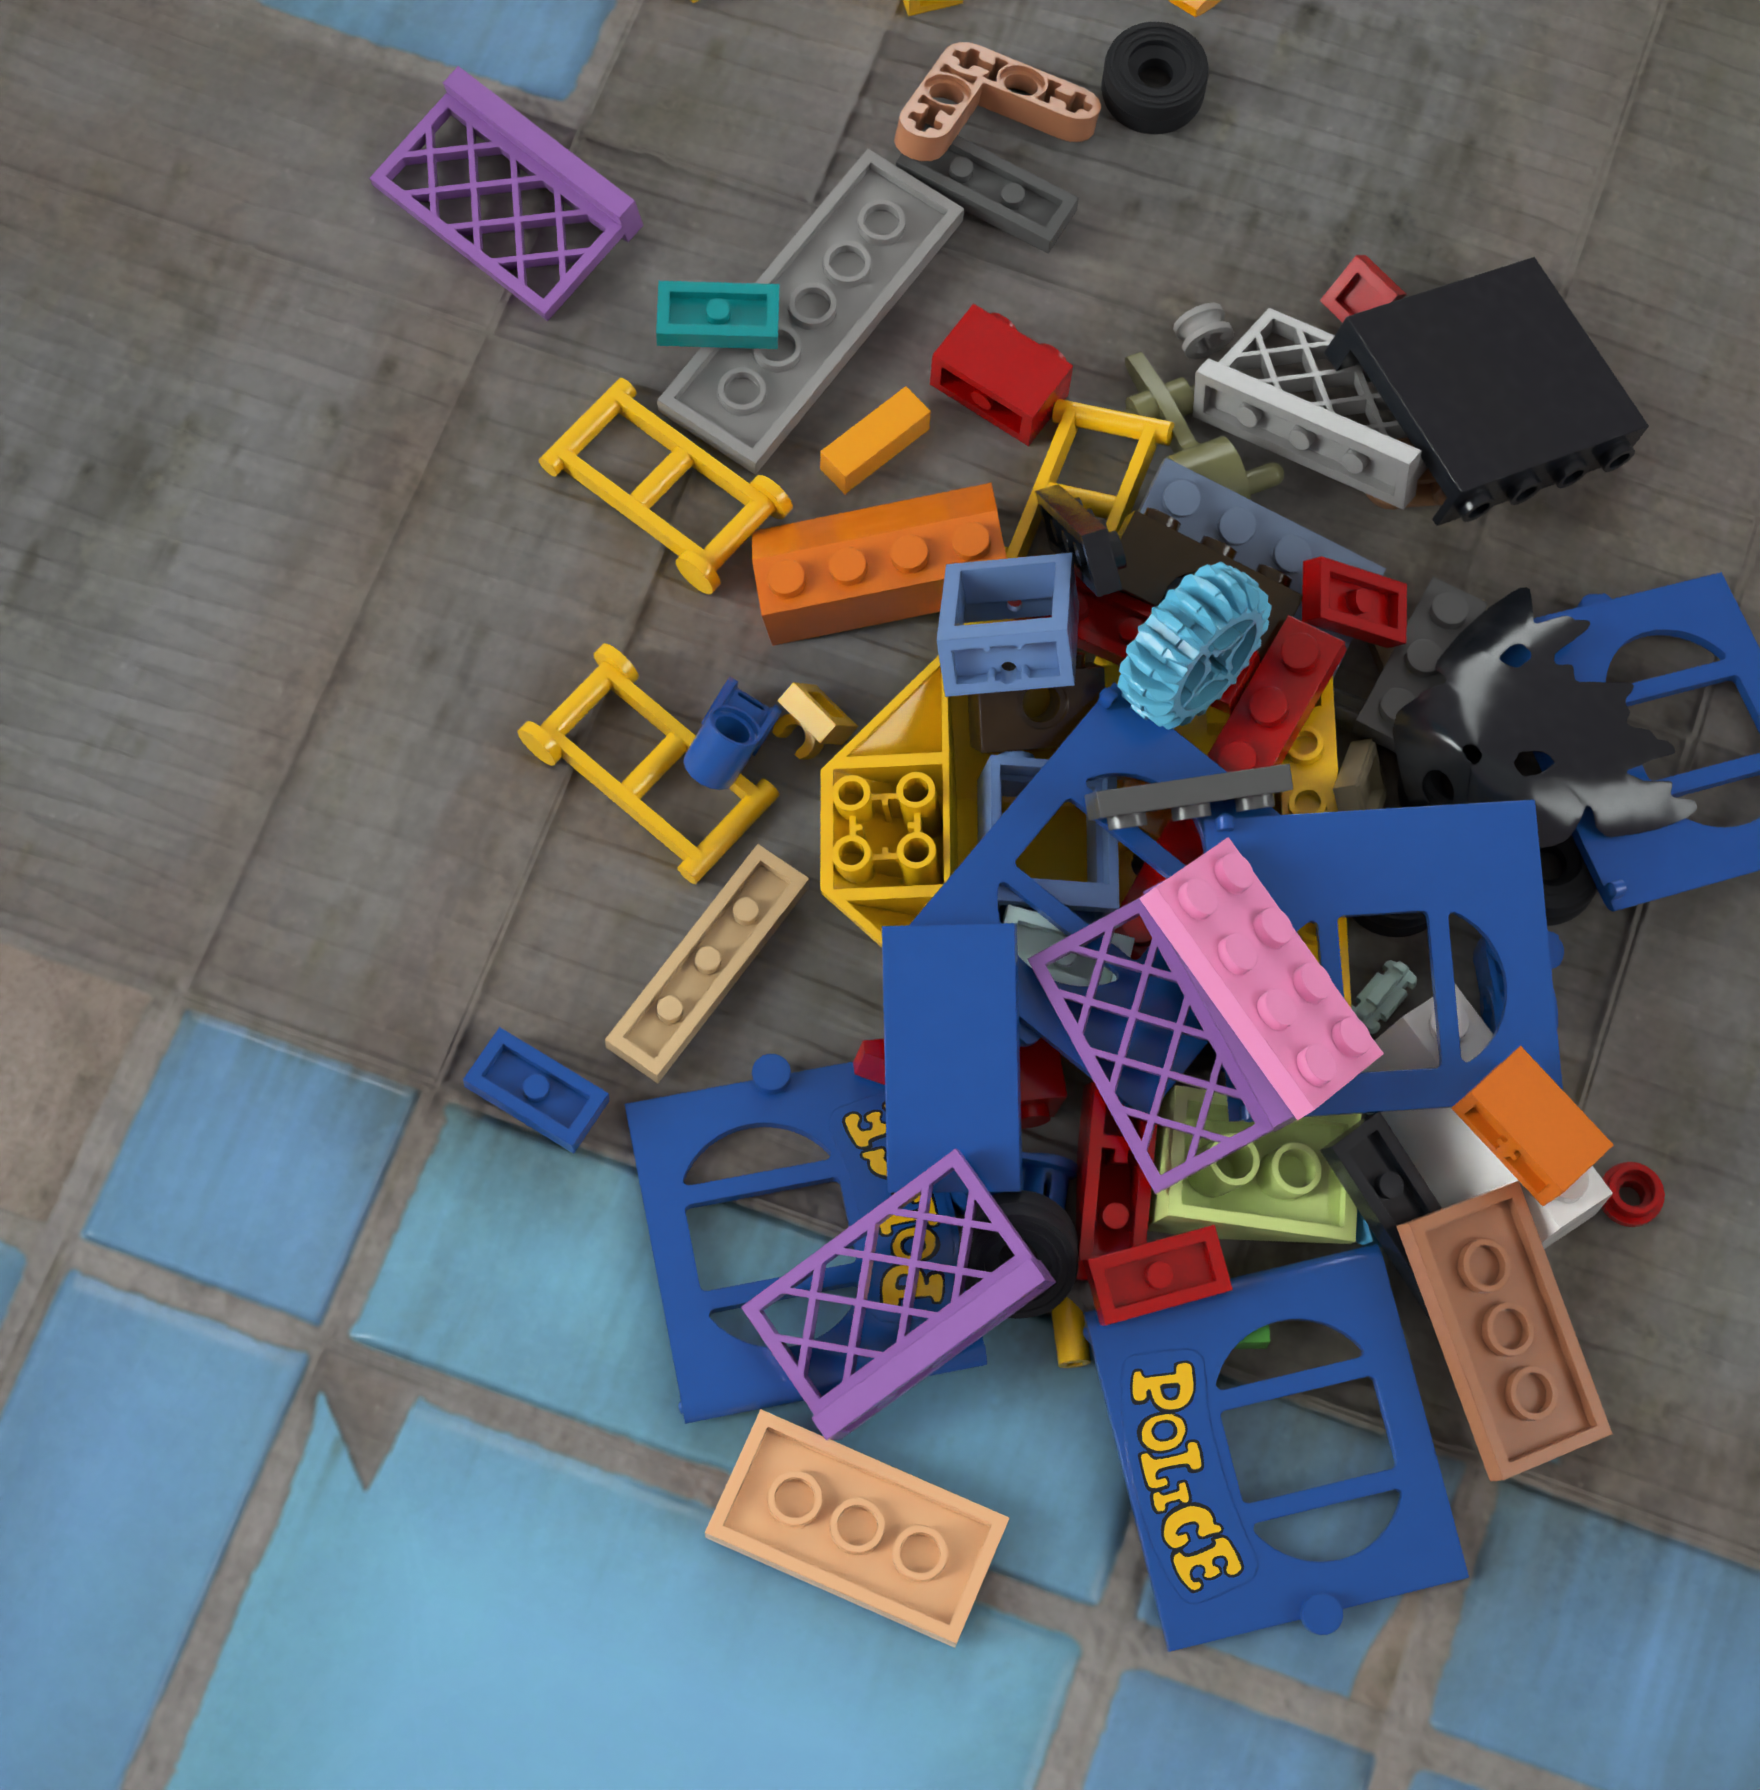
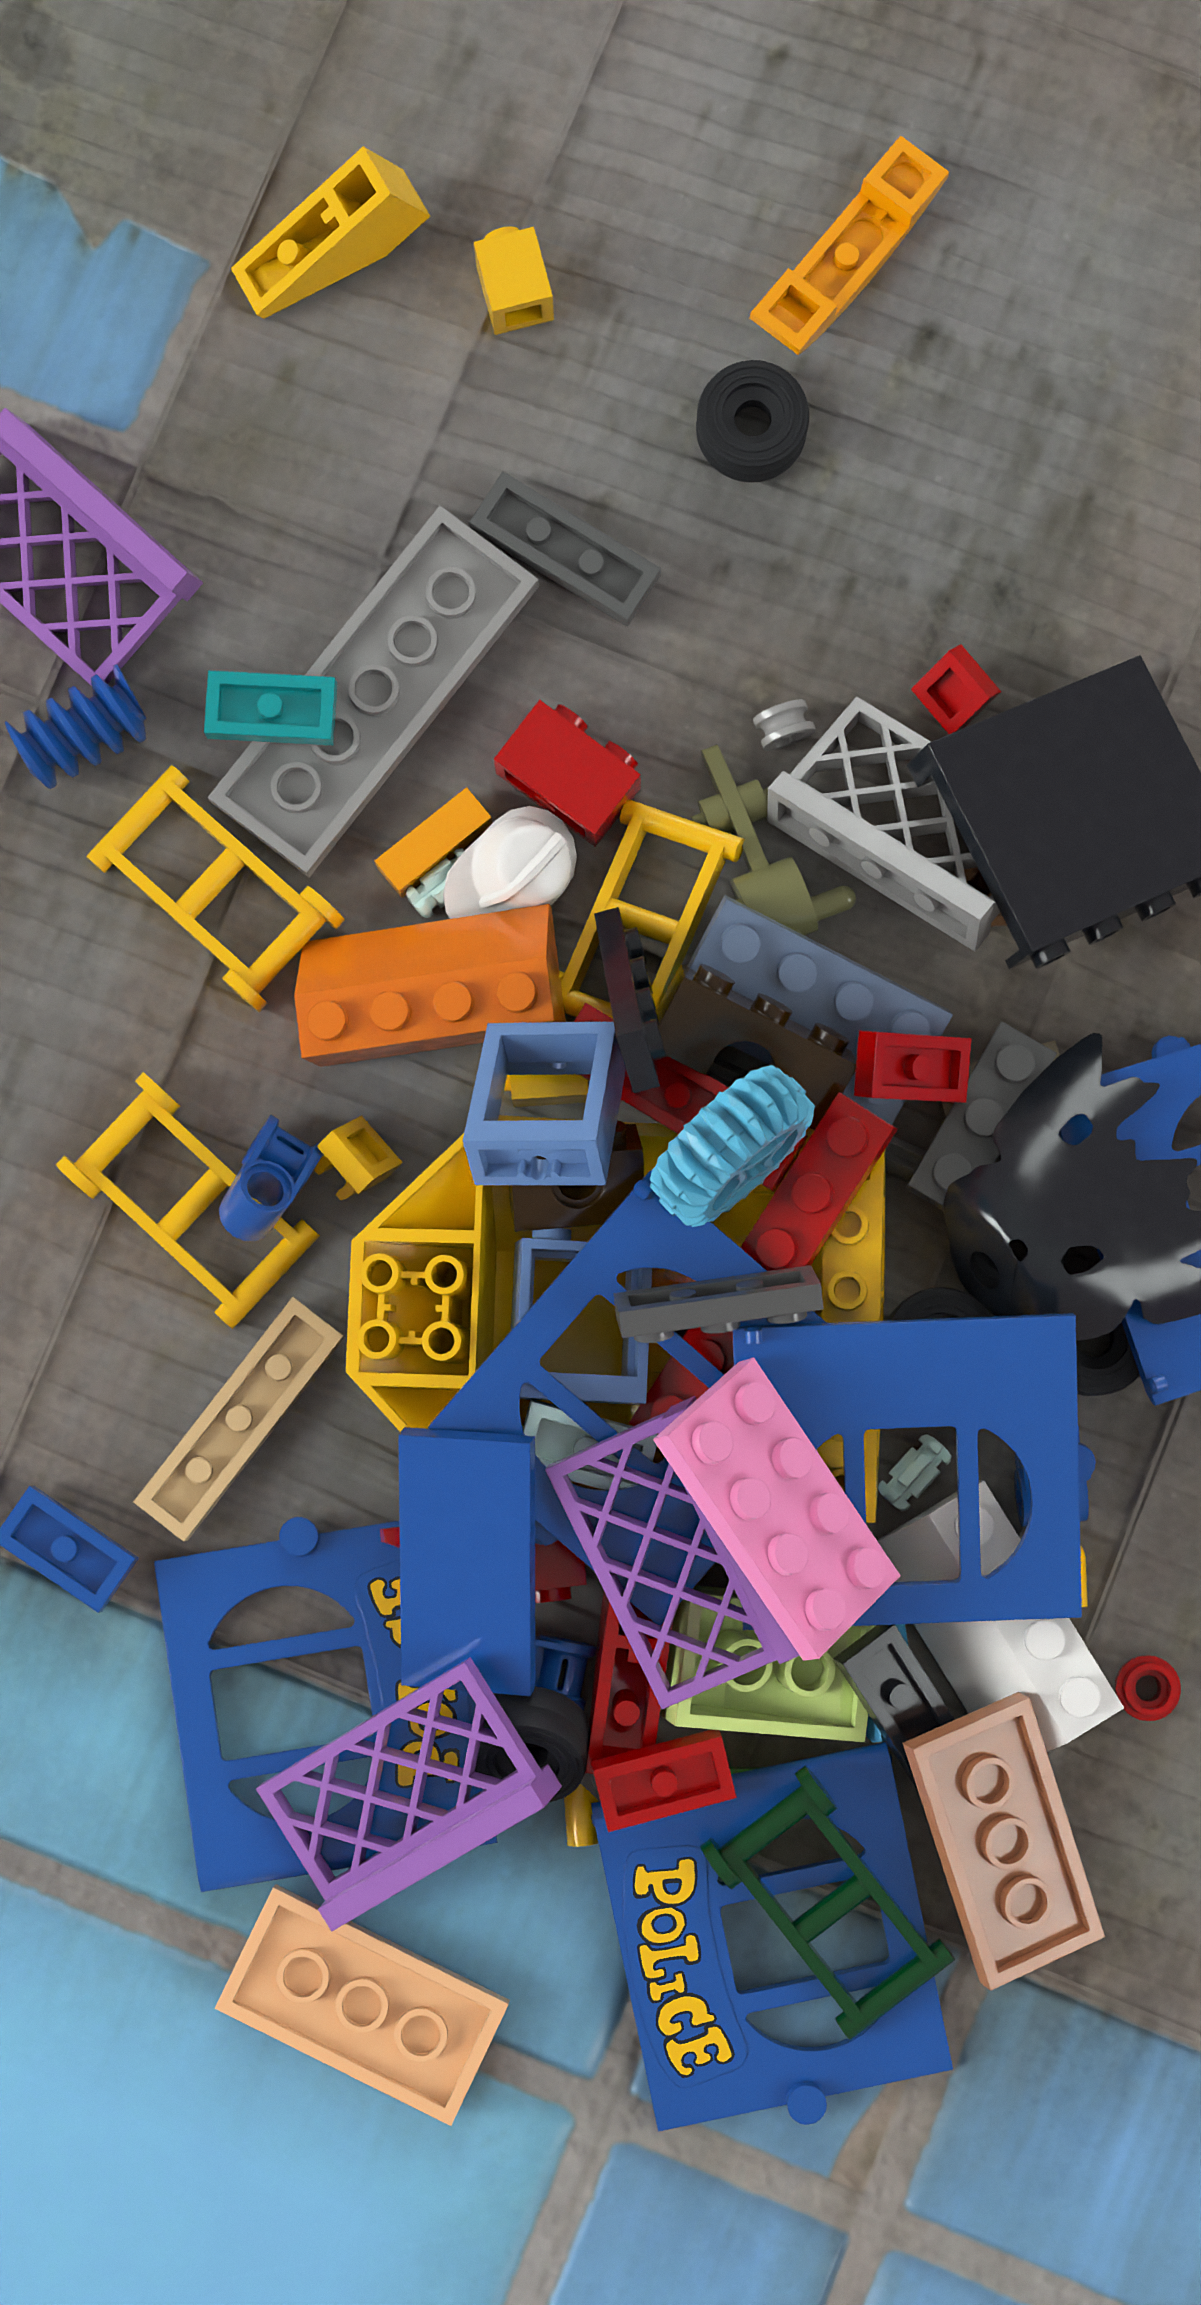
camera: 10 degrees right, 15 degrees up
(532, 339) = (79, 728): none -> blue piece
(886, 475) = (432, 886): none -> light aqua piece
(951, 452) = (514, 864): none -> white piece
(982, 78) = (555, 433): nougat beam -> none
(1232, 1360) = (732, 1867): none -> dark green piece
(1360, 779) = (905, 1263): dark tan tile -> none
(1532, 1126) = (1046, 1655): orange hinge -> none

